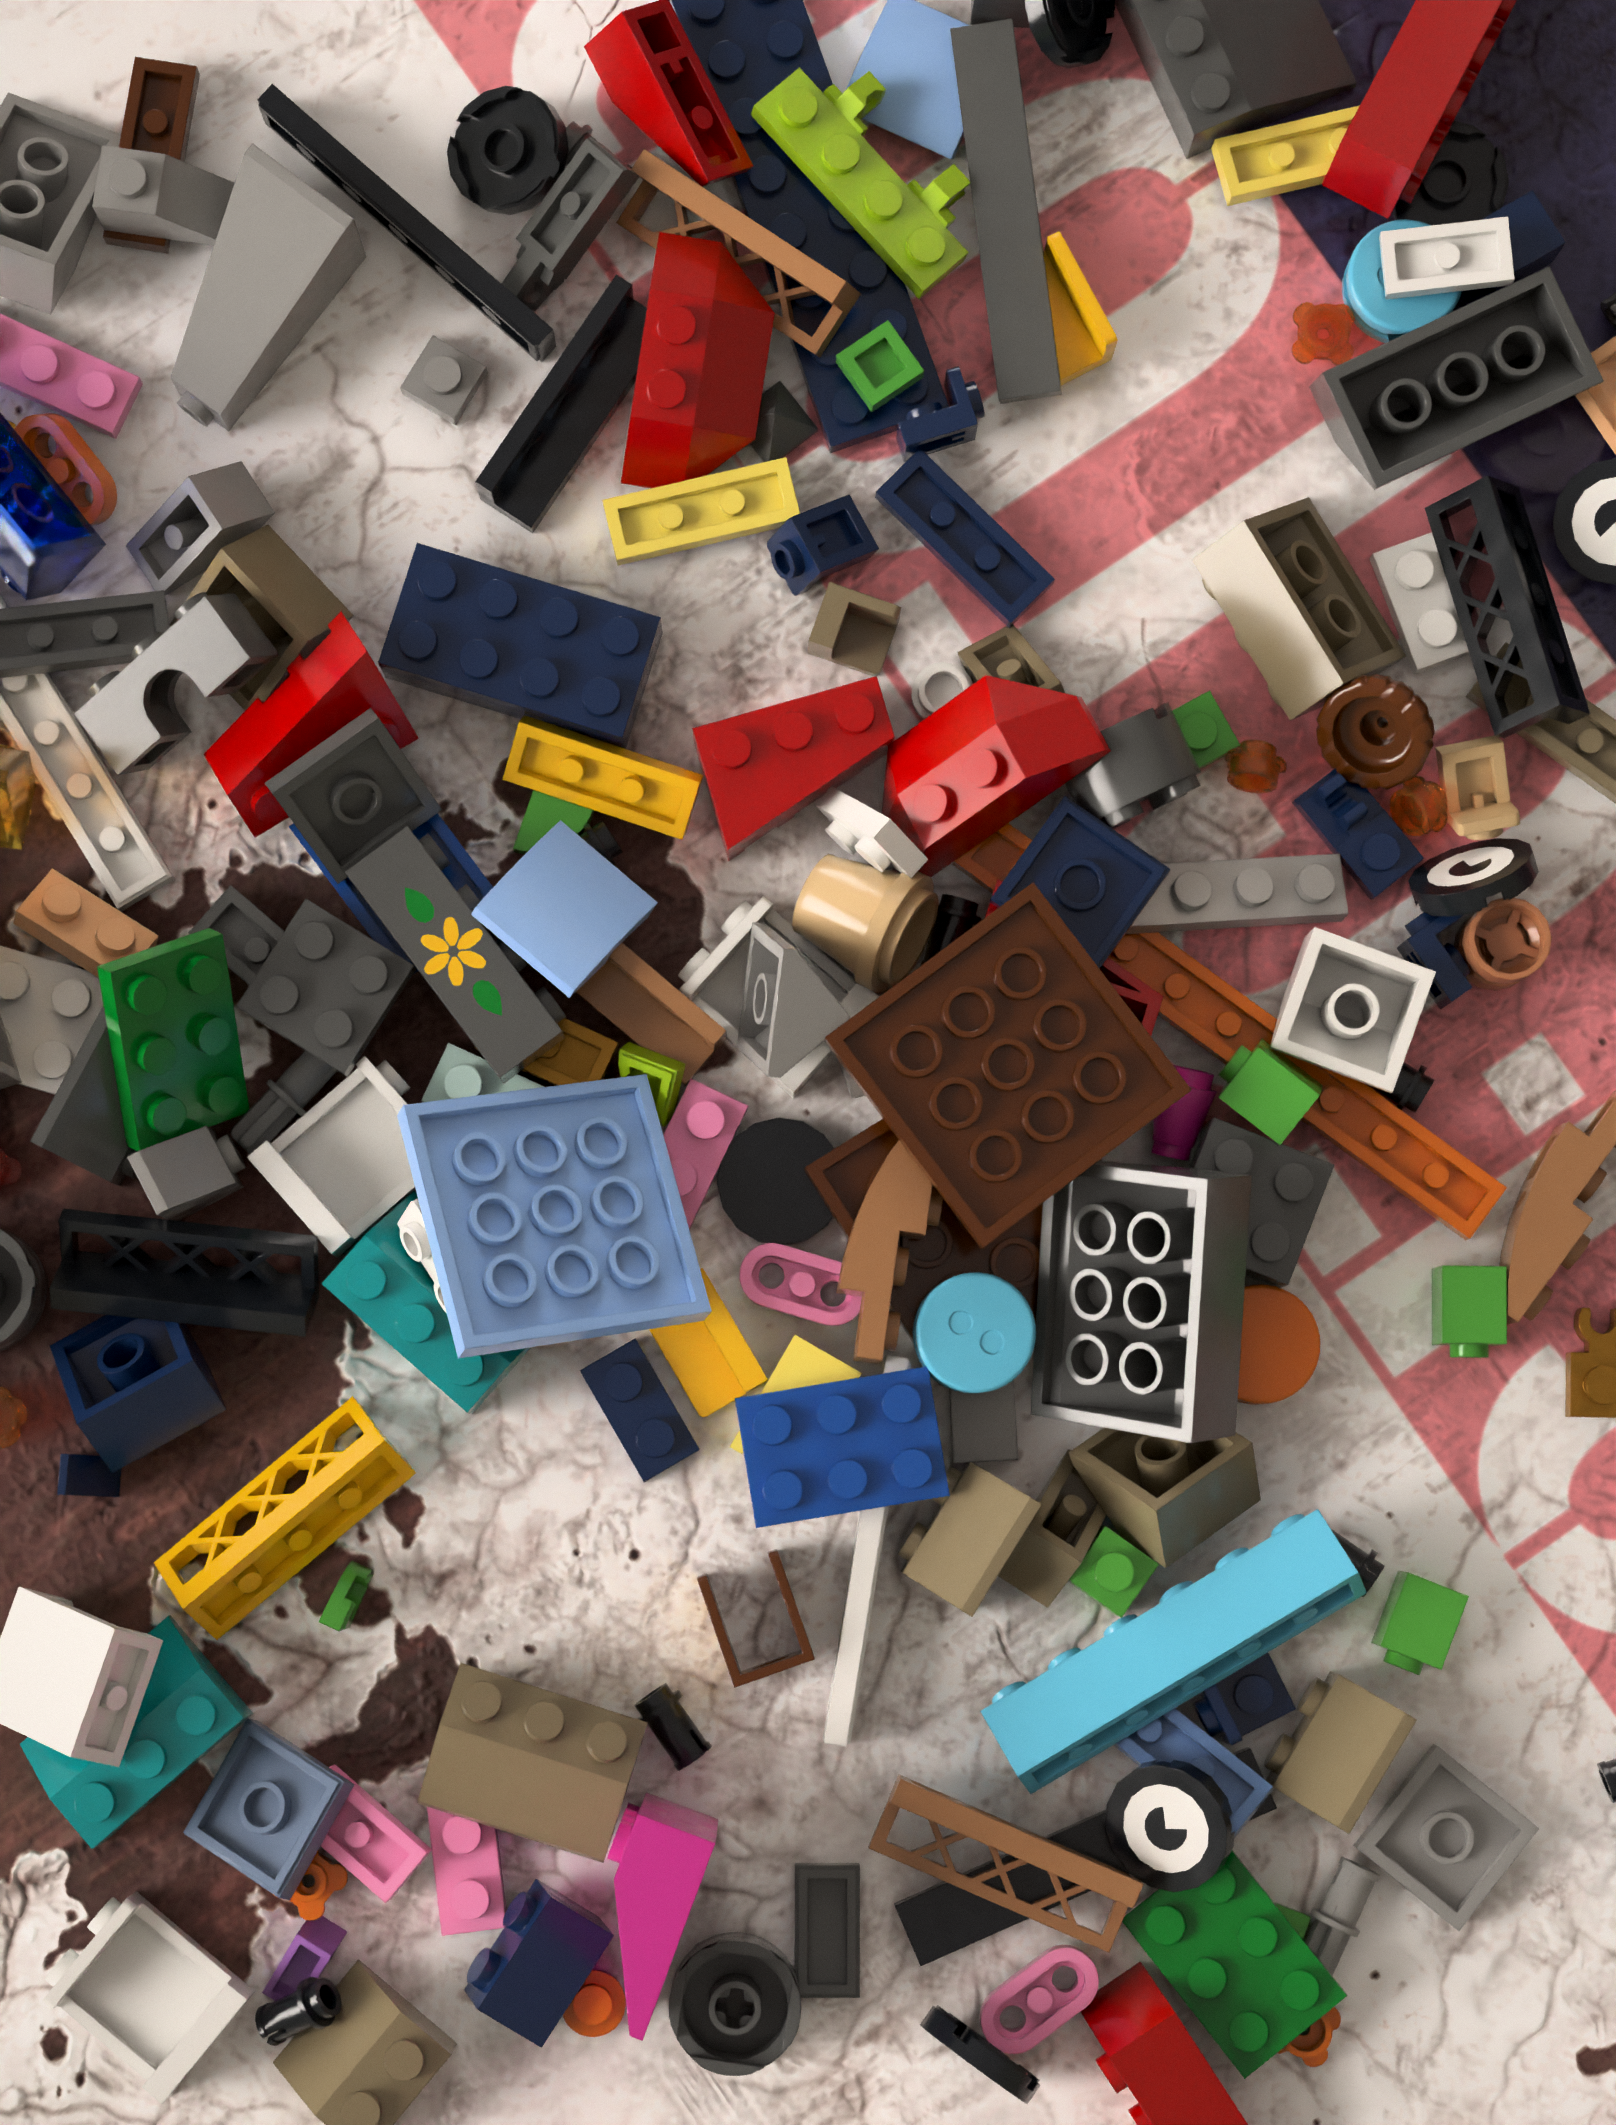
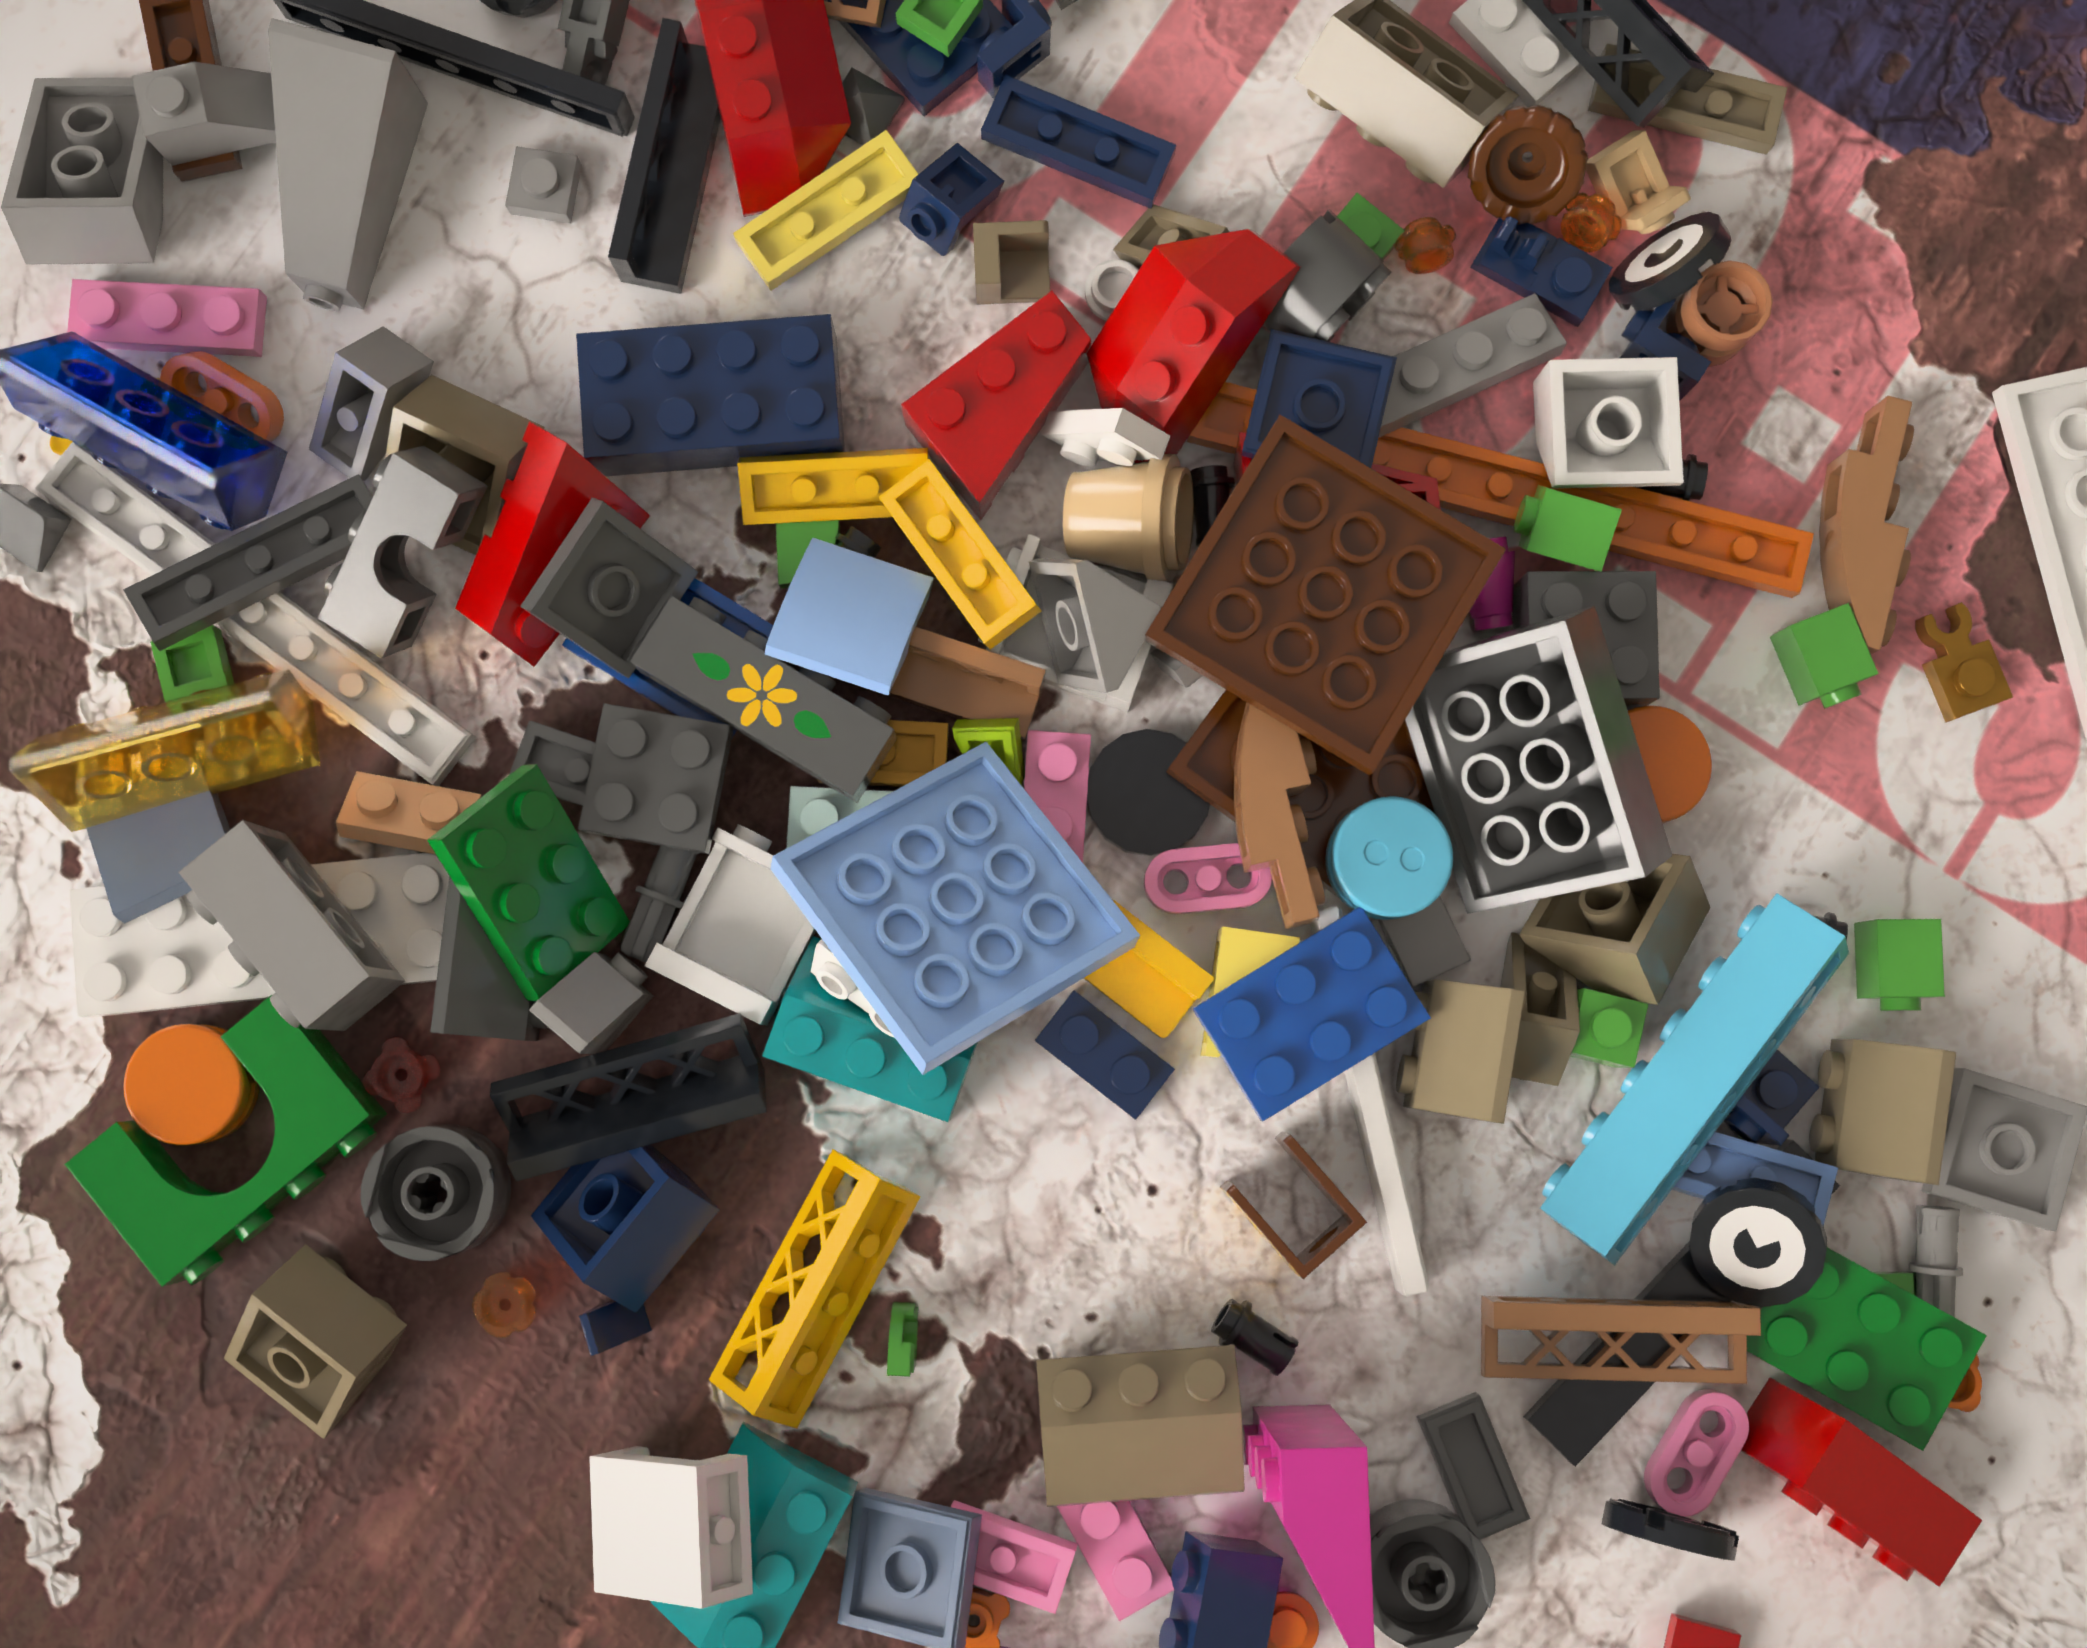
camera: 20 degrees left, 0 degrees up
(690, 890) = (960, 554): none -> yellow plate

